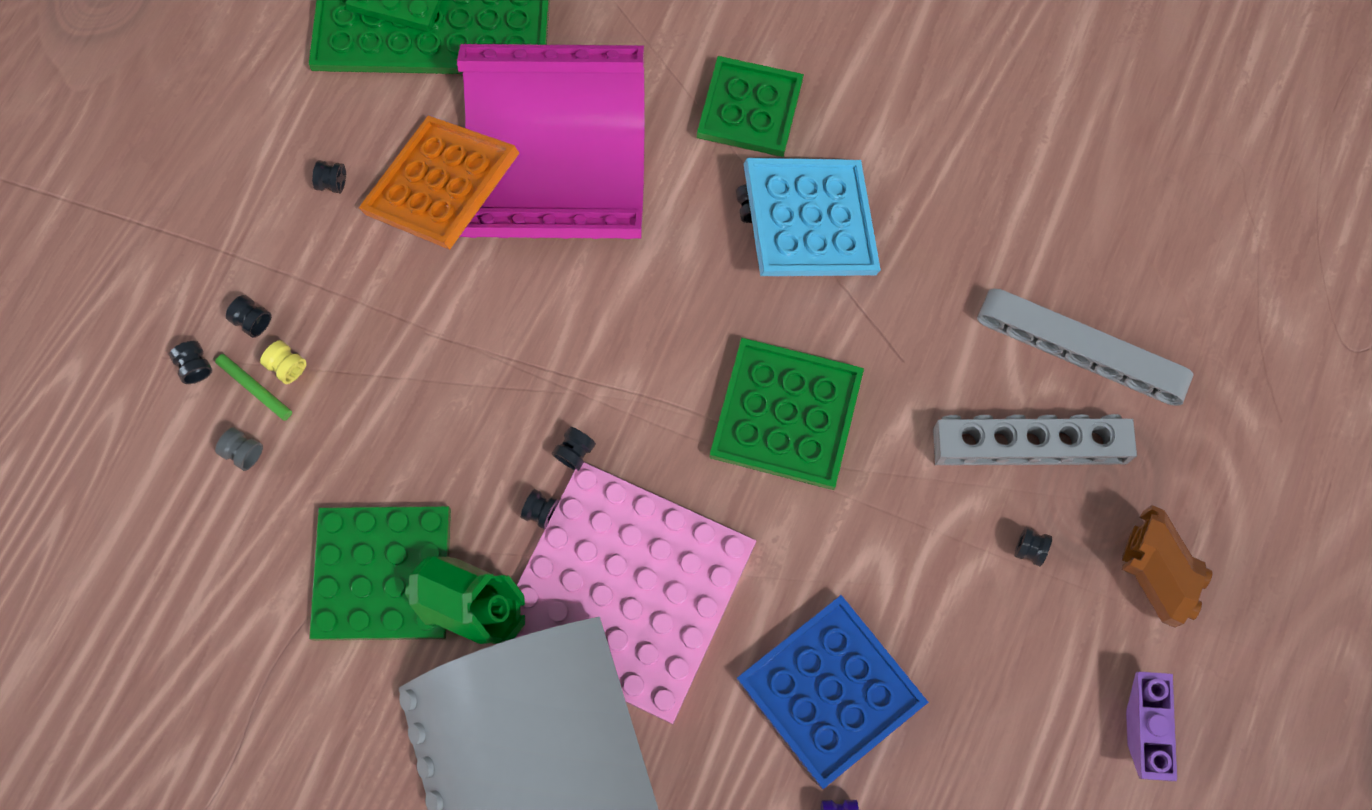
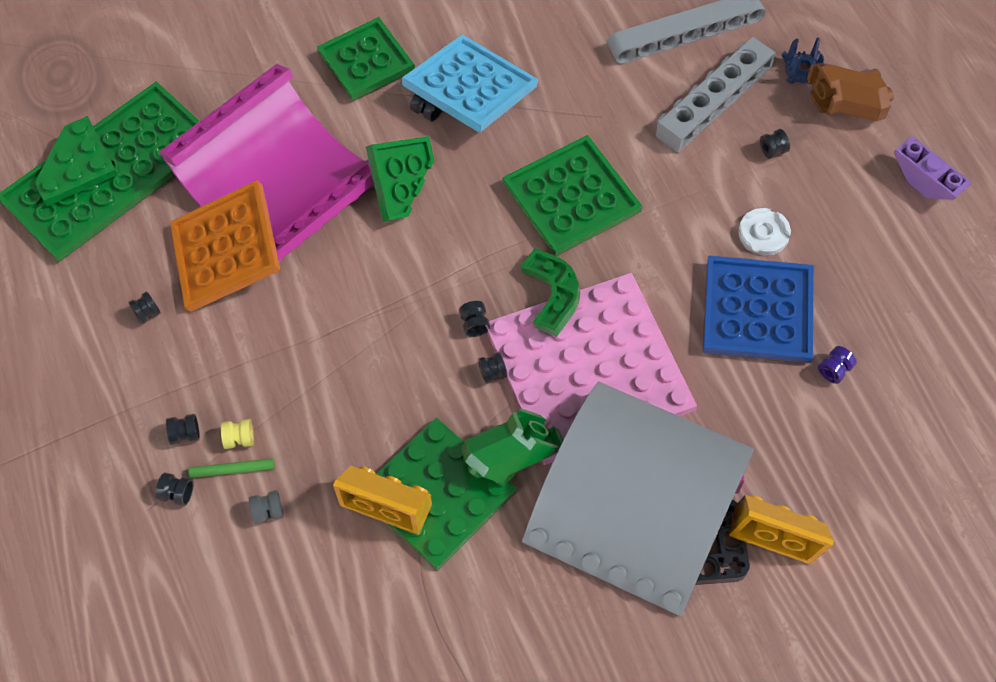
camera: 45 degrees left, 10 degrees down
(317, 538) = (383, 498): none -> light orange slope
(653, 249) = (399, 173): none -> green plate
(672, 499) = (564, 286): none -> green plate
(925, 621) = (764, 232): none -> white tile
(1156, 478) = (794, 61): none -> dark blue piece

